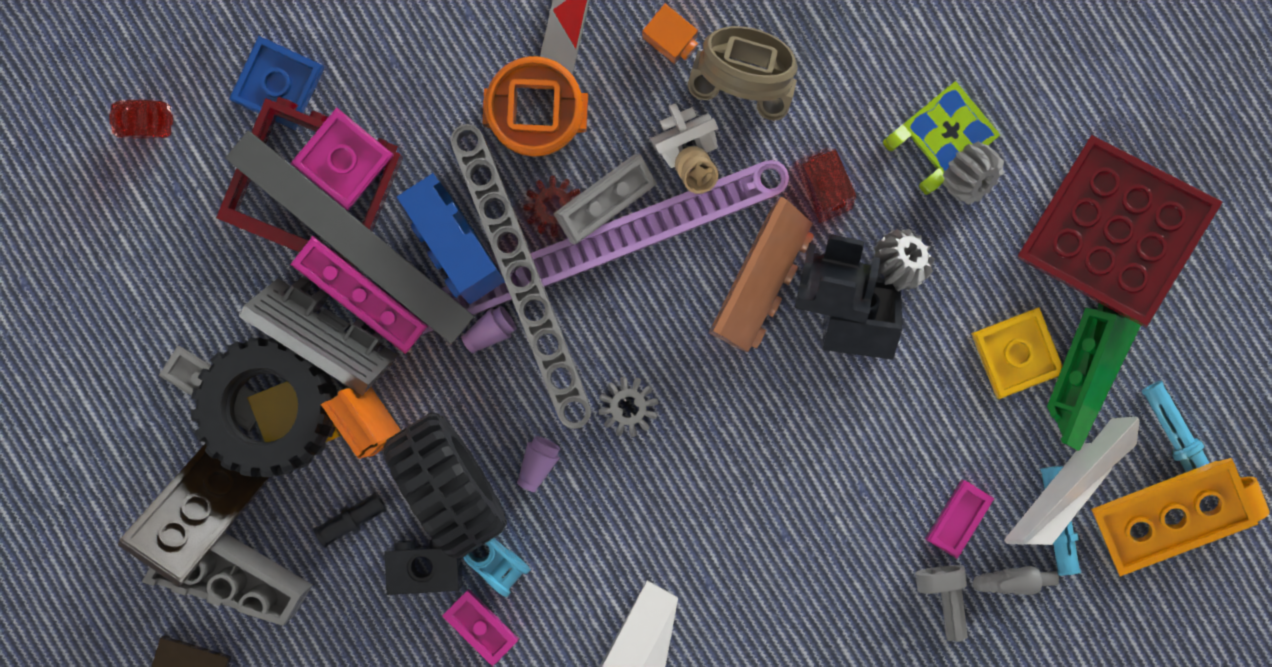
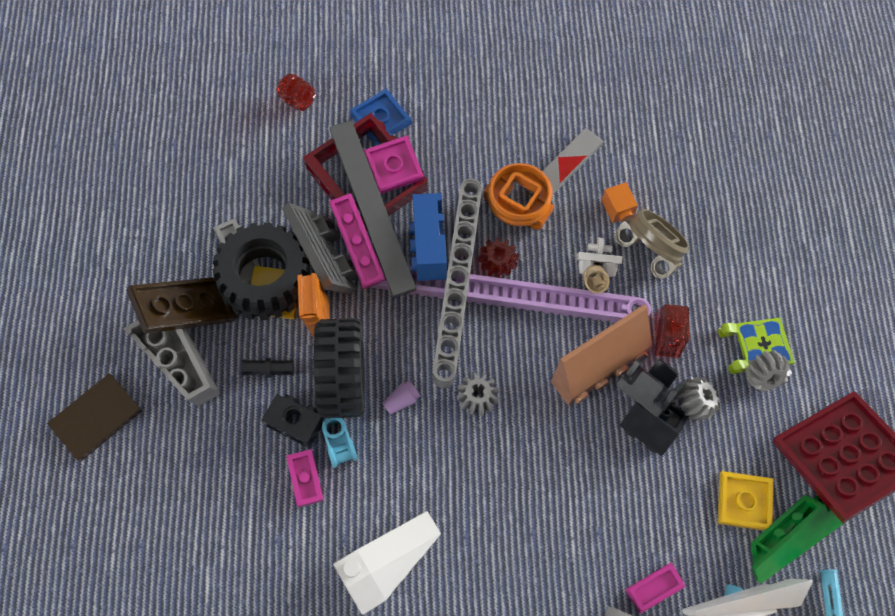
camera: 25 degrees right, 20 degrees down
(489, 329) = (419, 305): lavender cone -> none
(605, 199) = (532, 267): light grey tile -> none

